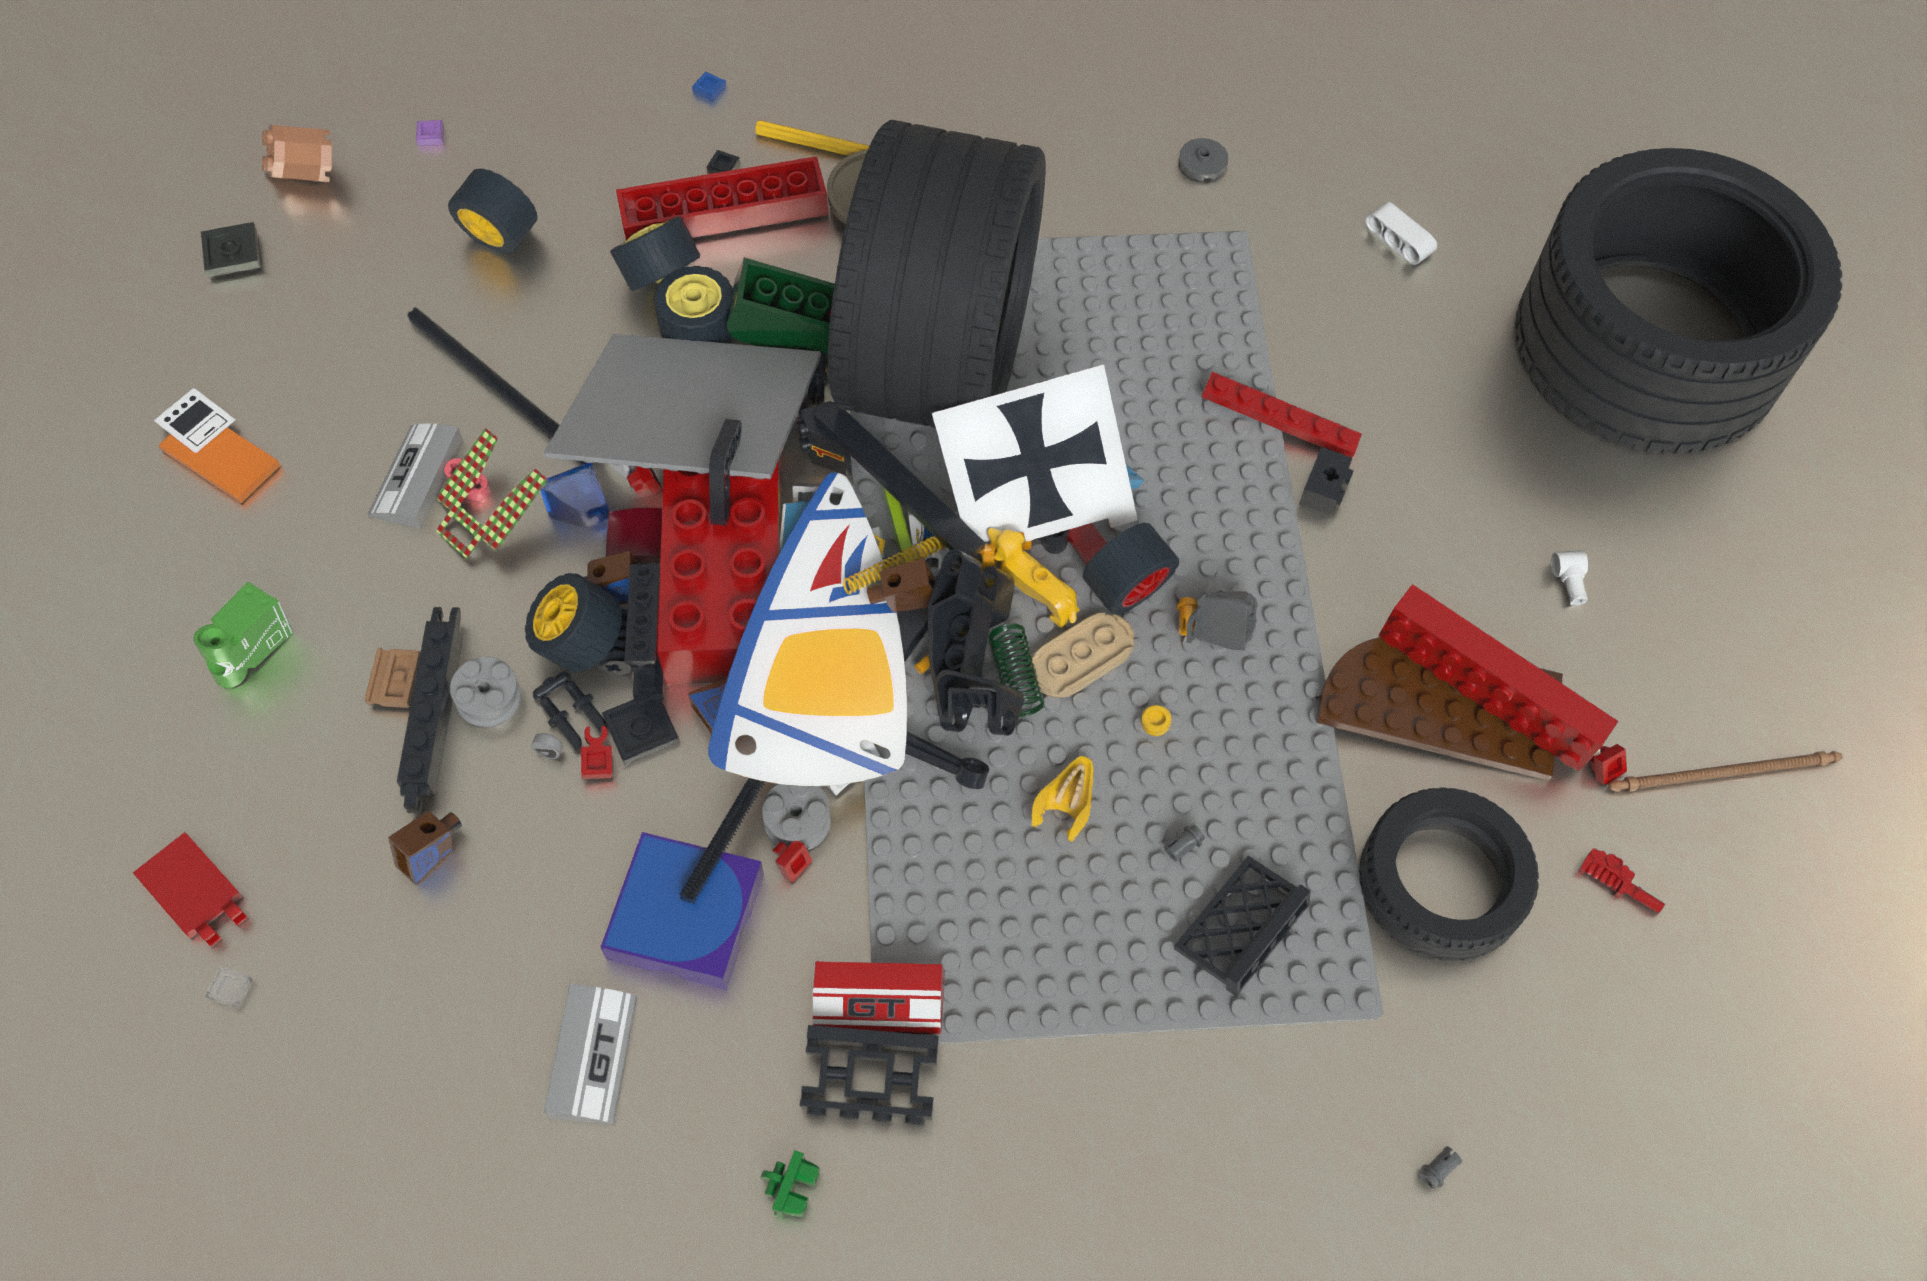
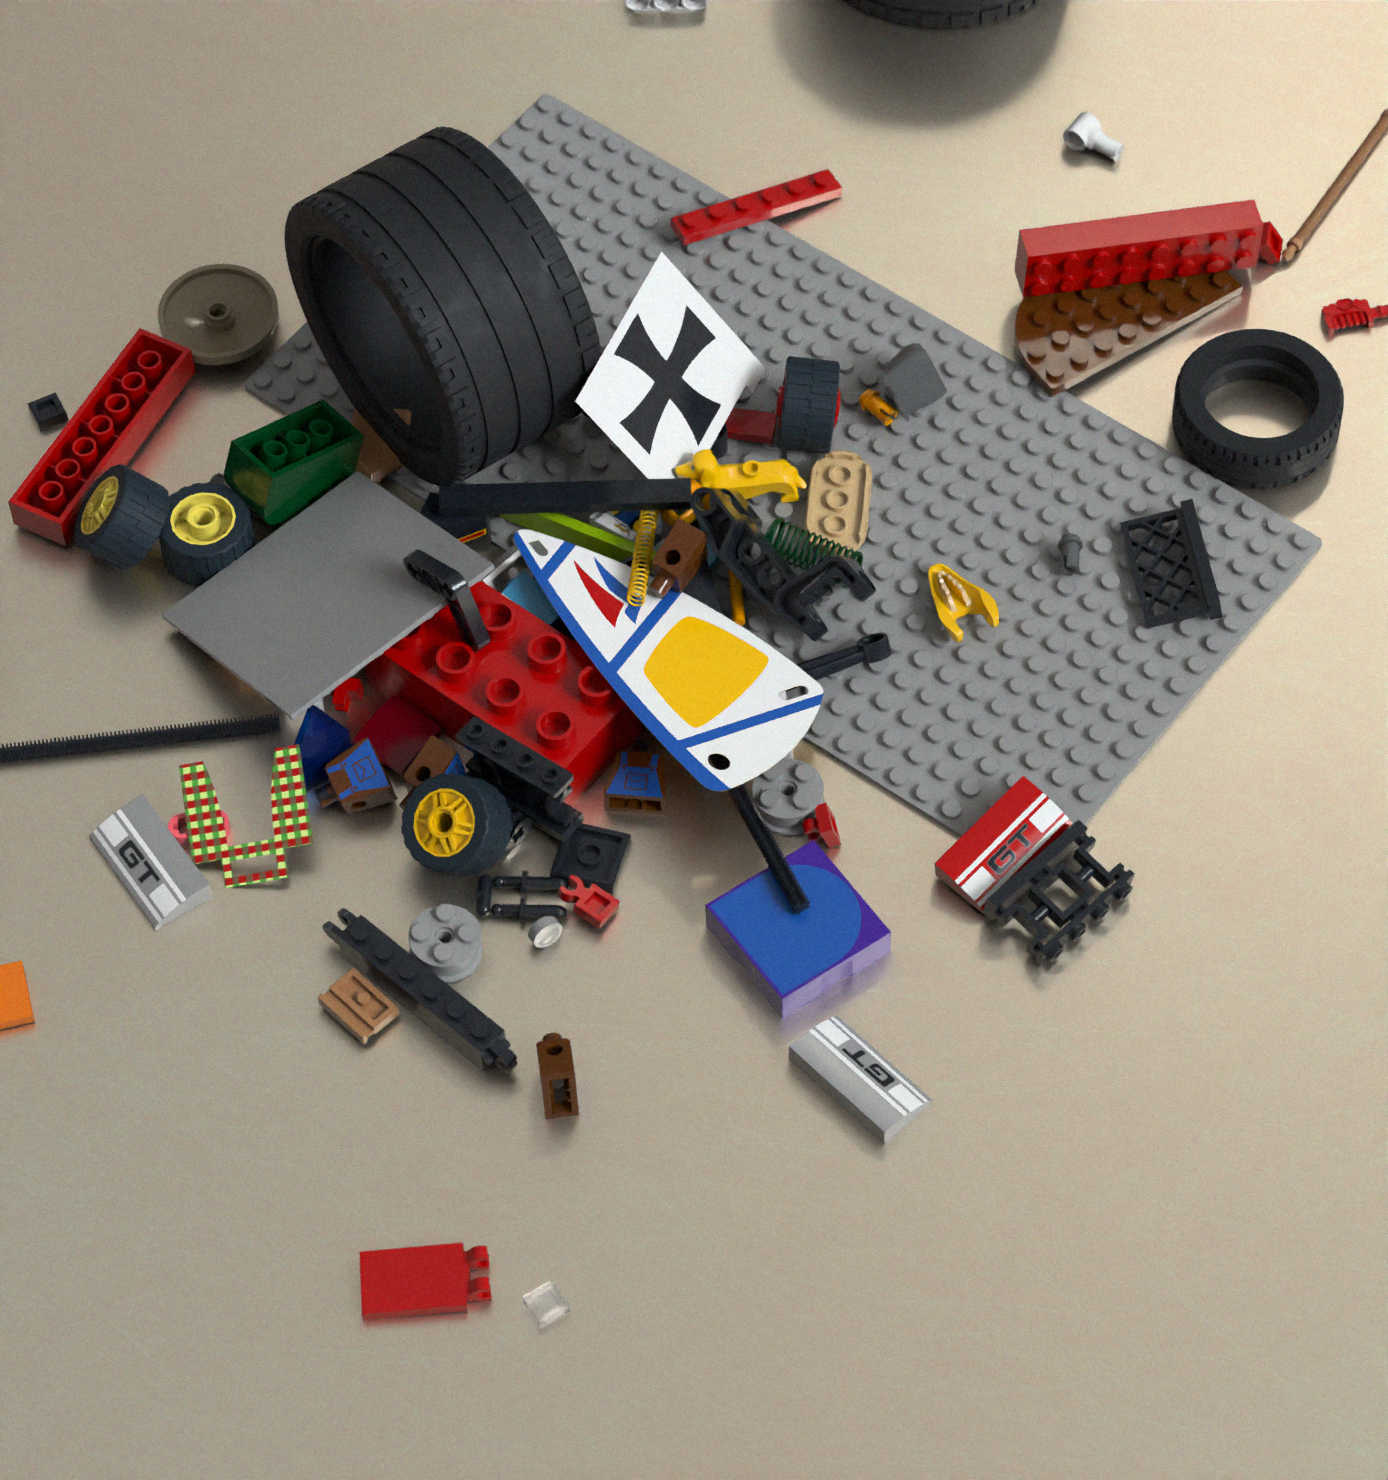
camera: 45 degrees left, 5 degrees down
(242, 635) = (206, 1085): bright green piece -> none
(576, 537) = (357, 780): none -> torso
(798, 1171) = (1094, 1011): green hips -> none
(808, 138) = (96, 325): yellow axle -> none
(1156, 720) = (946, 497): yellow tile -> none
(1203, 159) = (437, 64): dark grey plate -> none
(1325, 481) = (848, 225): black brick -> none

